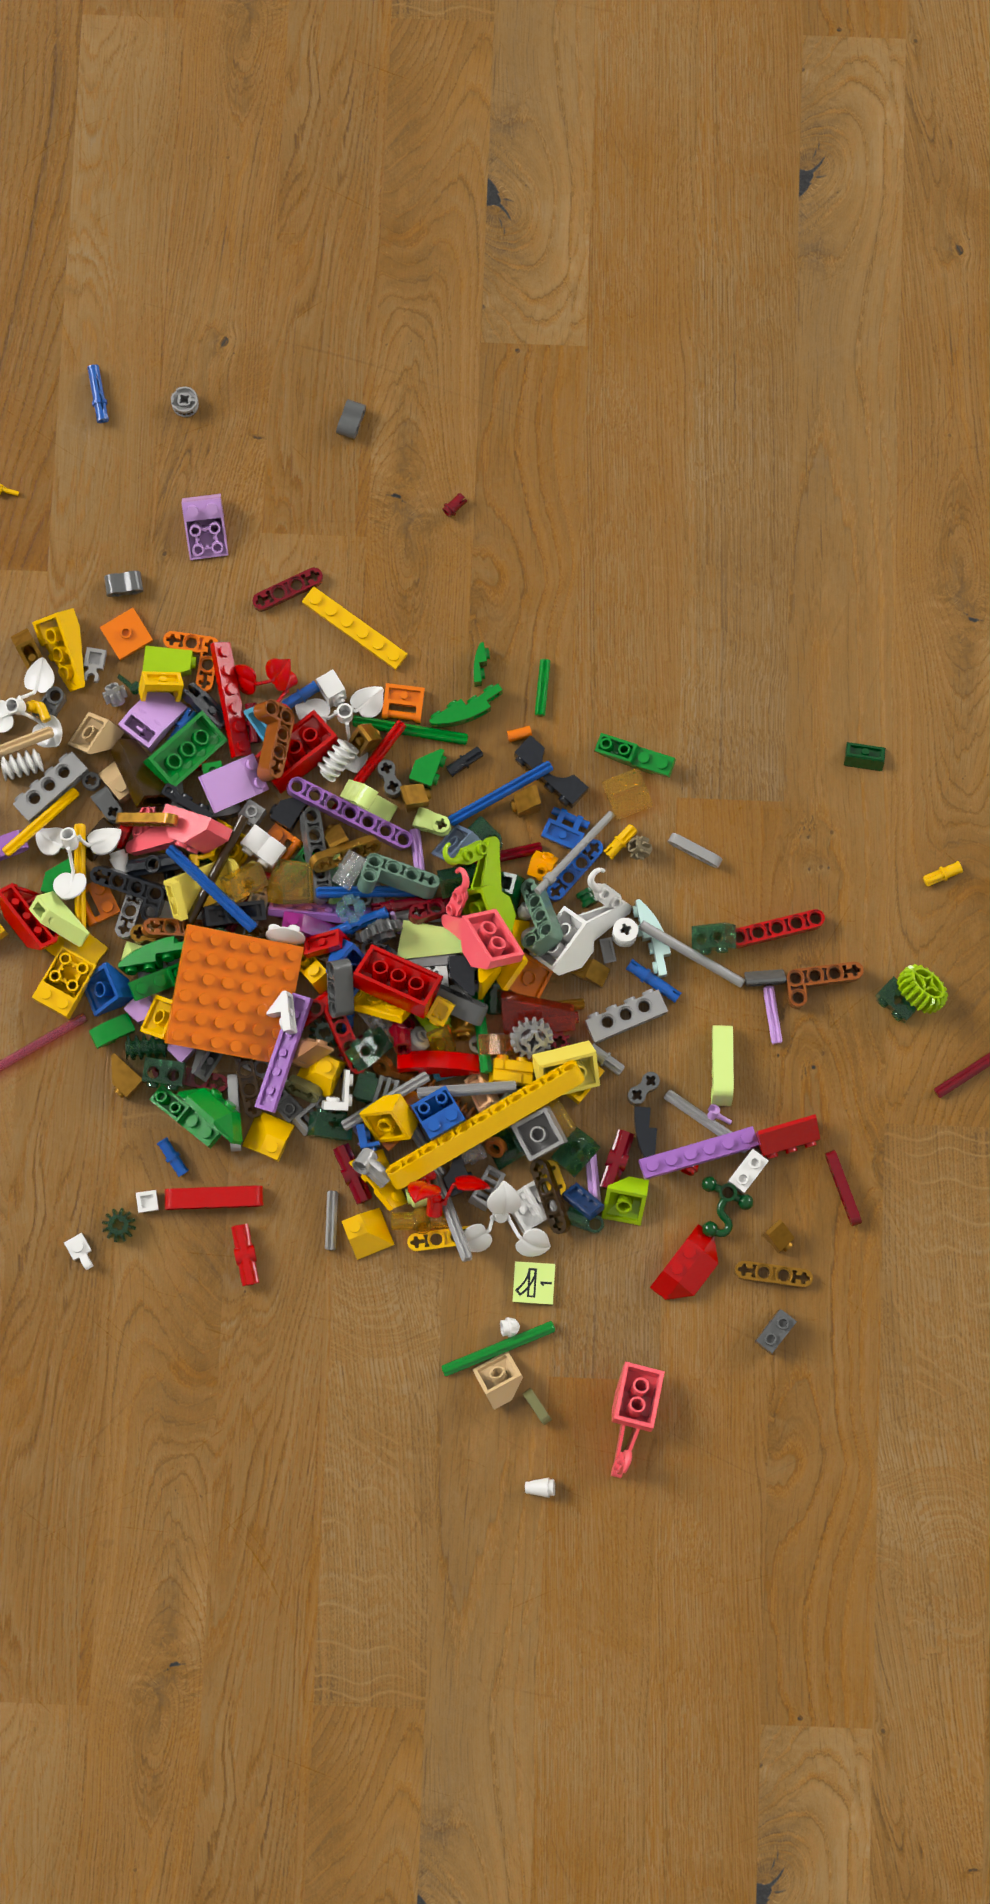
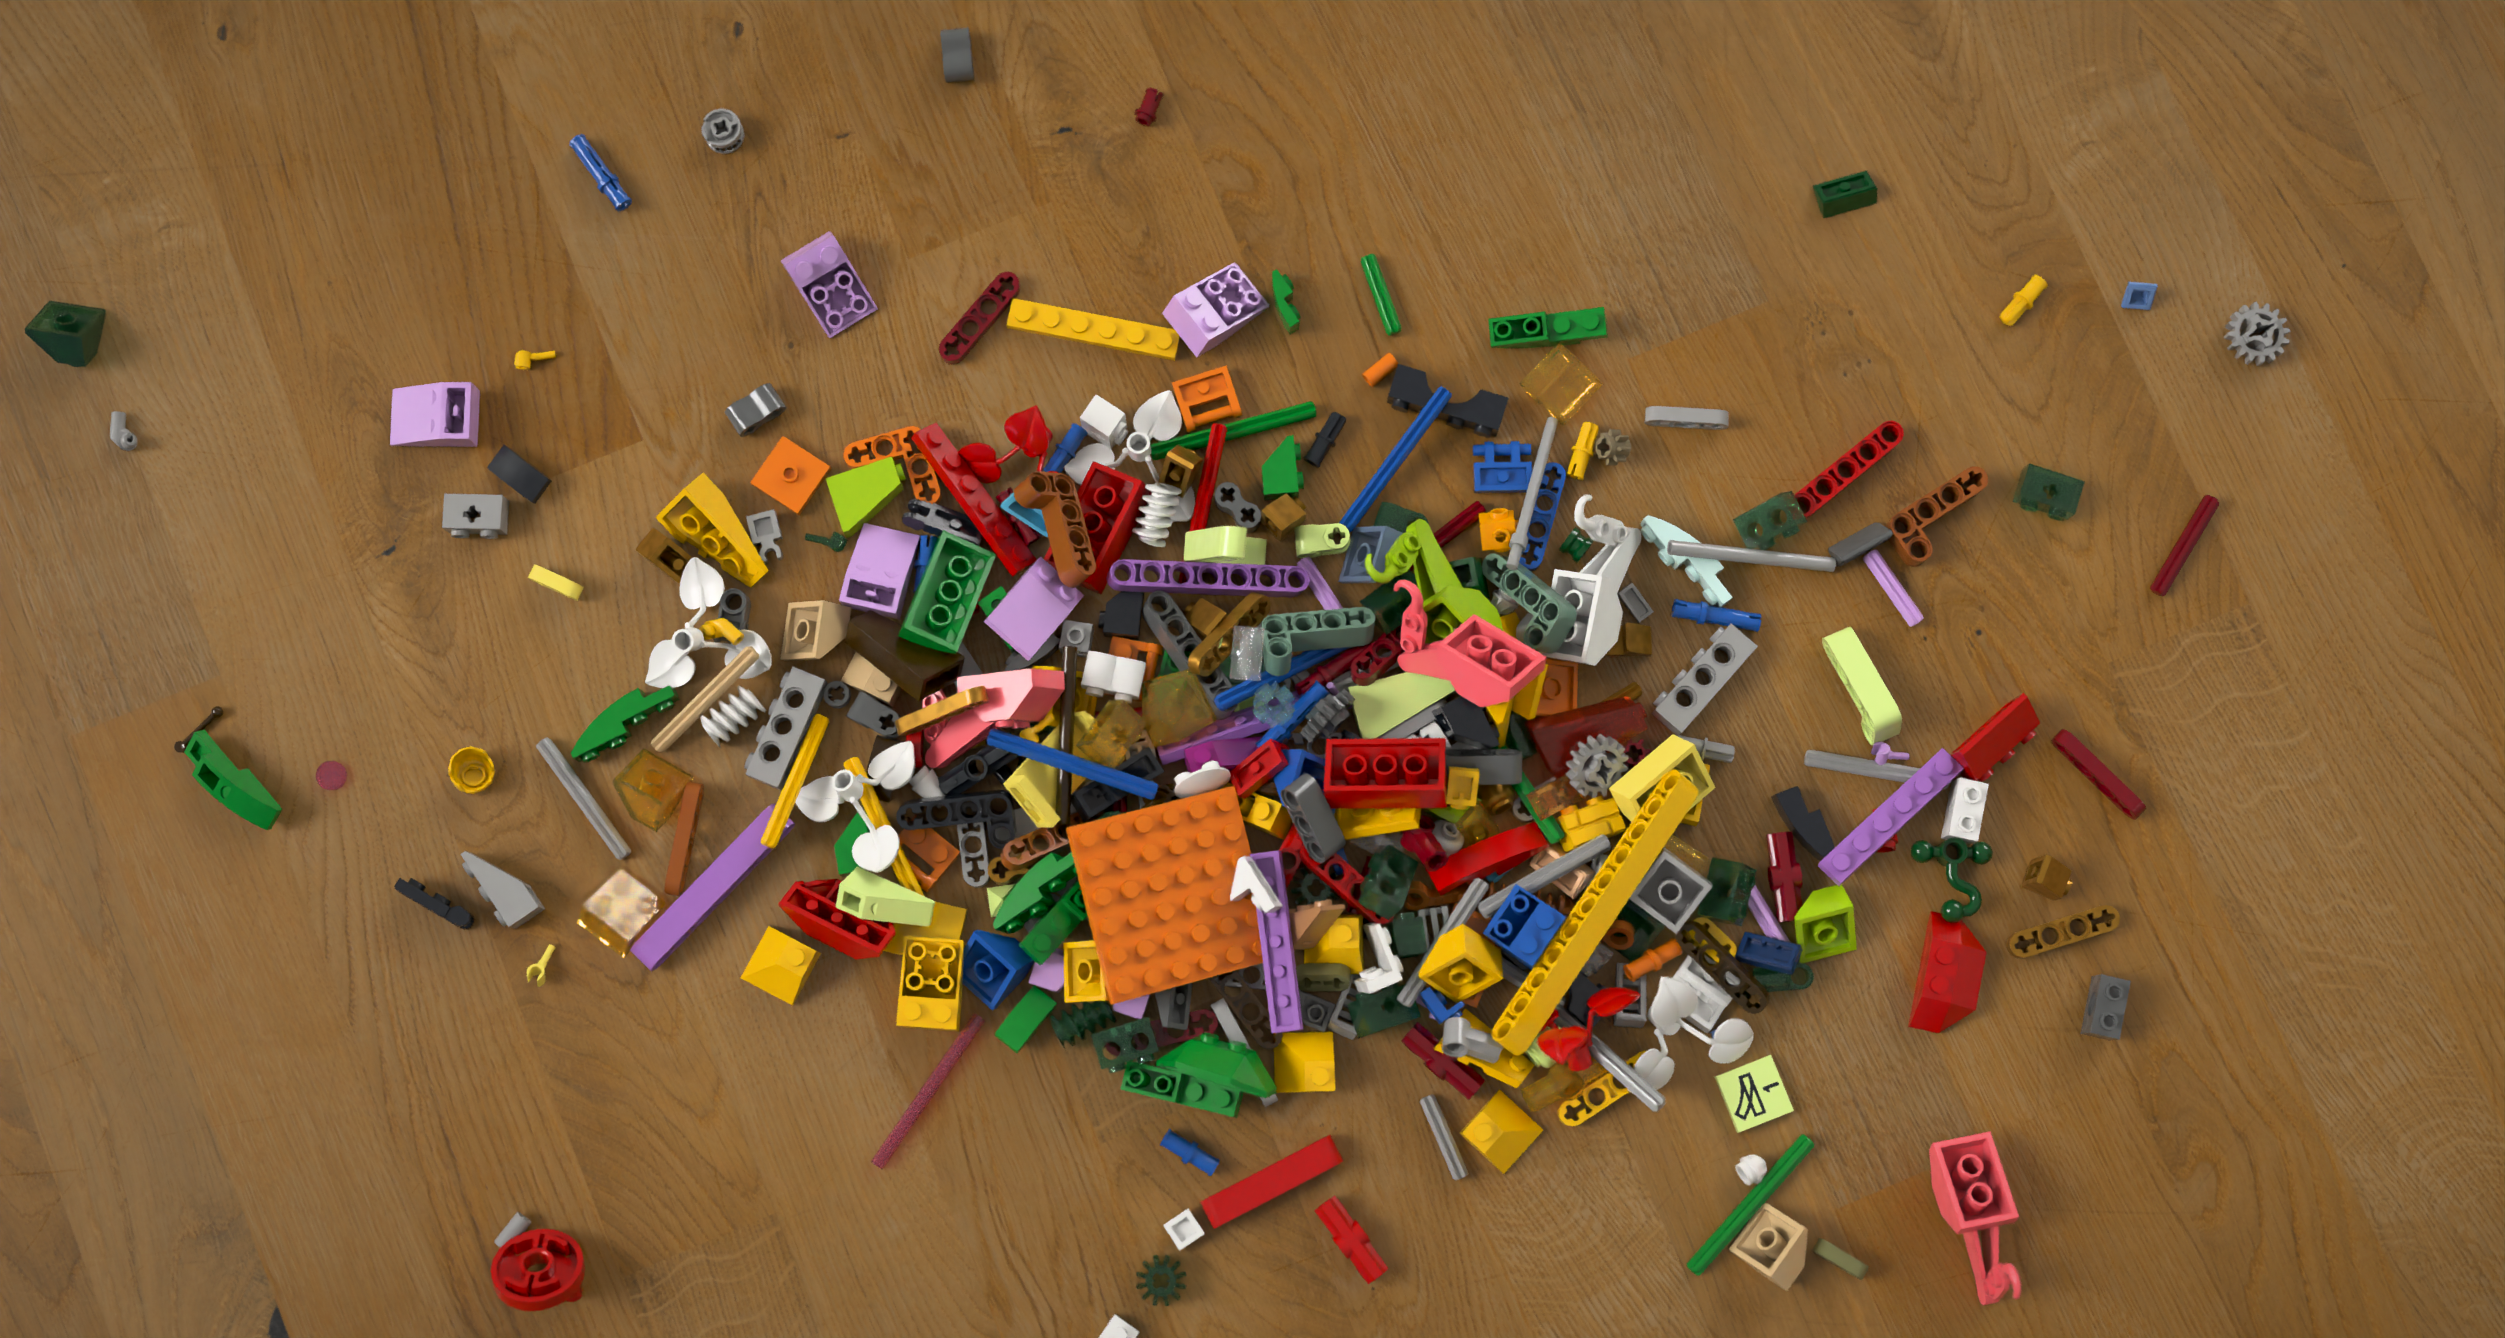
camera: 25 degrees left, 0 degrees up
(115, 694) = (814, 563): light grey gear -> none
(124, 1078) = (1073, 1076): pearl gold slope -> none
(161, 682) = (871, 518): yellow panel -> none
(184, 800) = (980, 662): black hinge -> none
(435, 649) = (1214, 308): none -> lavender slope
(461, 713) = (1290, 376): green slope -> none
(510, 1172) = (1652, 960): none -> orange pin
(526, 801) = (1435, 454): pearl gold slope -> none
(622, 939) = (1656, 558): white piece -> none
(643, 1088) = (1773, 765): dark grey axle -> none
(922, 988) = (2076, 462): lime gear -> none

